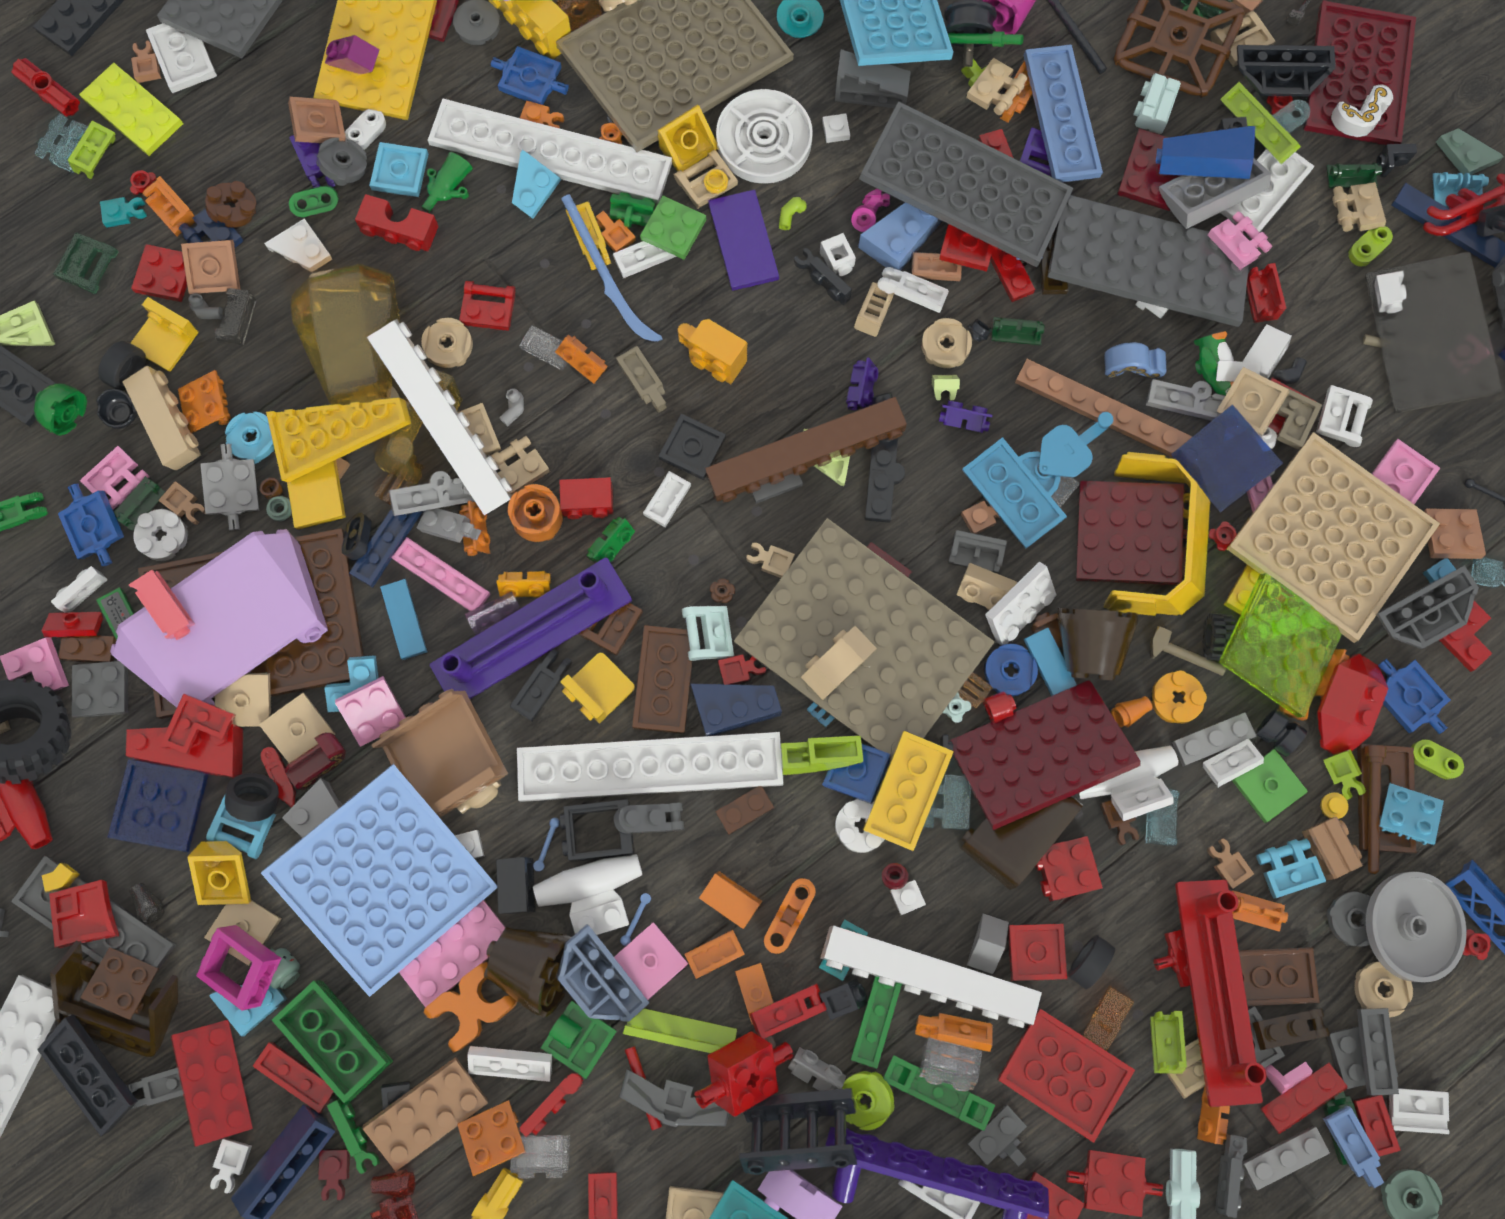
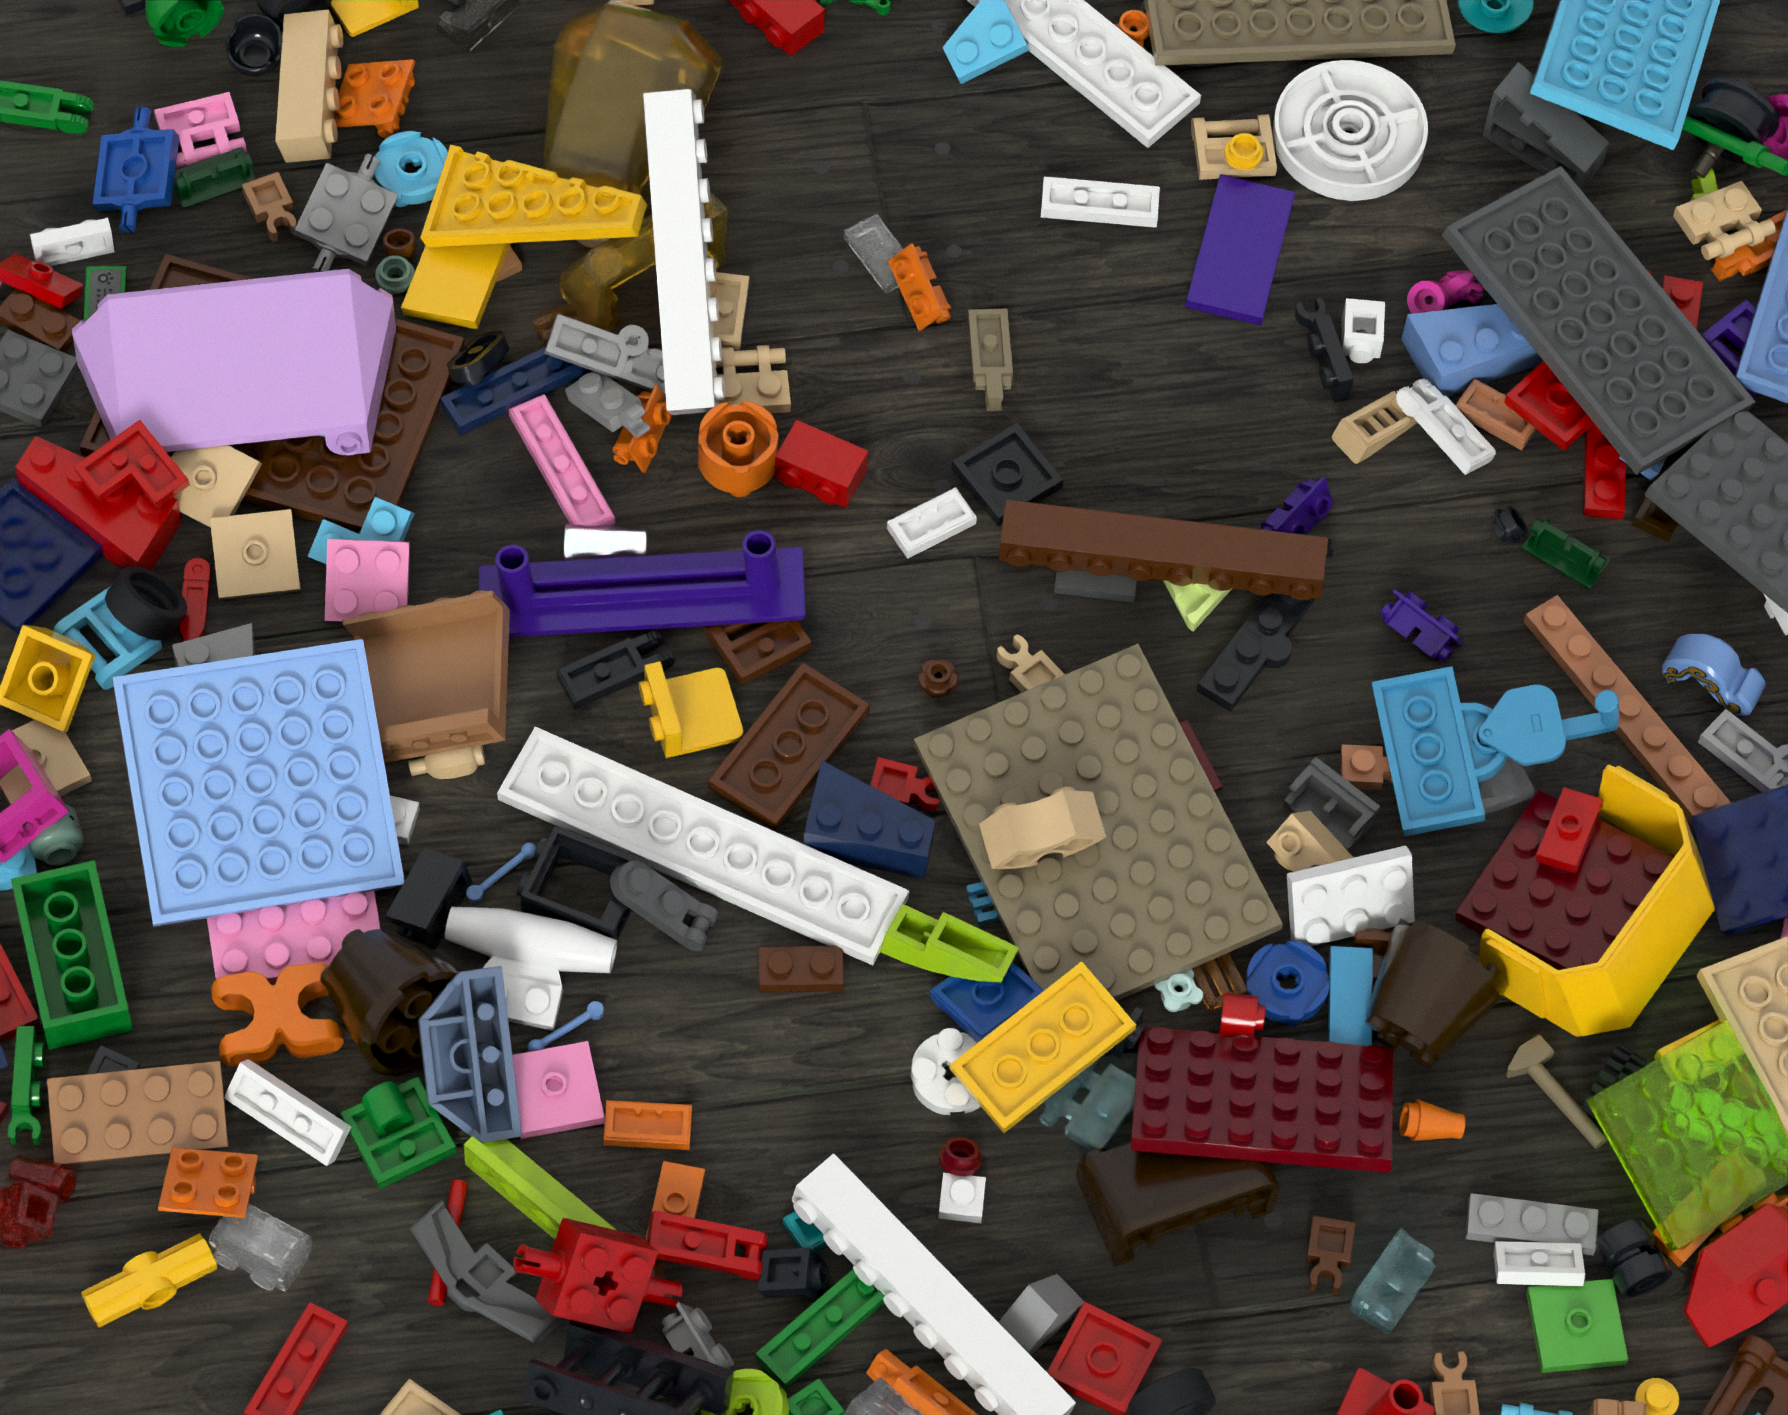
camera: 25 degrees right, 15 degrees down
(150, 524) = (217, 210): white plate -> none
(163, 605) = (180, 295): coral window -> none
(316, 761) = (265, 606): dark red animal -> none
(403, 619) = (478, 495): dark azure tile -> none
(439, 332) = (753, 199): tan plate -> none
(487, 313) = (823, 170): red plate -> none
(515, 407) = (791, 306): light grey arm -> none
(534, 586) = (666, 533): light orange hinge -> none
(553, 1103) = (314, 1190): red hinge -> none
(594, 230) = (1025, 135): yellow hinge -> none
(611, 289) = (1015, 219): medium blue piece -> none
(615, 234) = (1063, 155): orange plate -> none
(617, 534) = (826, 539): green hinge -> none
(631, 209) = (1104, 135): green hips -> none
(673, 227) = (1148, 183): bright green plate -> none
(687, 139) = (1236, 80): yellow slope -> none
(714, 349) = (1112, 363): light orange hinge -> none
(715, 632) = (897, 718): light aqua plate -> none
(730, 899) = (712, 1067): orange hinge -> none
(788, 210) = (1328, 241): lime arm -> none
(789, 915) = (780, 1121): orange piece -> none
(836, 128) = (1461, 170): white plate -> none
(945, 382) = (1413, 566): yellowish green tile -> none
(946, 357) = (1447, 539): tan plate -> none
(1068, 869) = (1212, 1278): red plate -> none
(1114, 499) = (1569, 830): none -> red plate
(1139, 789) = (1371, 1204): white plate -> none
(1193, 697) = (1522, 1122): light orange plate -> none
(1216, 535) = (1700, 958): red plate -> none
(1344, 769) = (1696, 1357): lime plate -> none

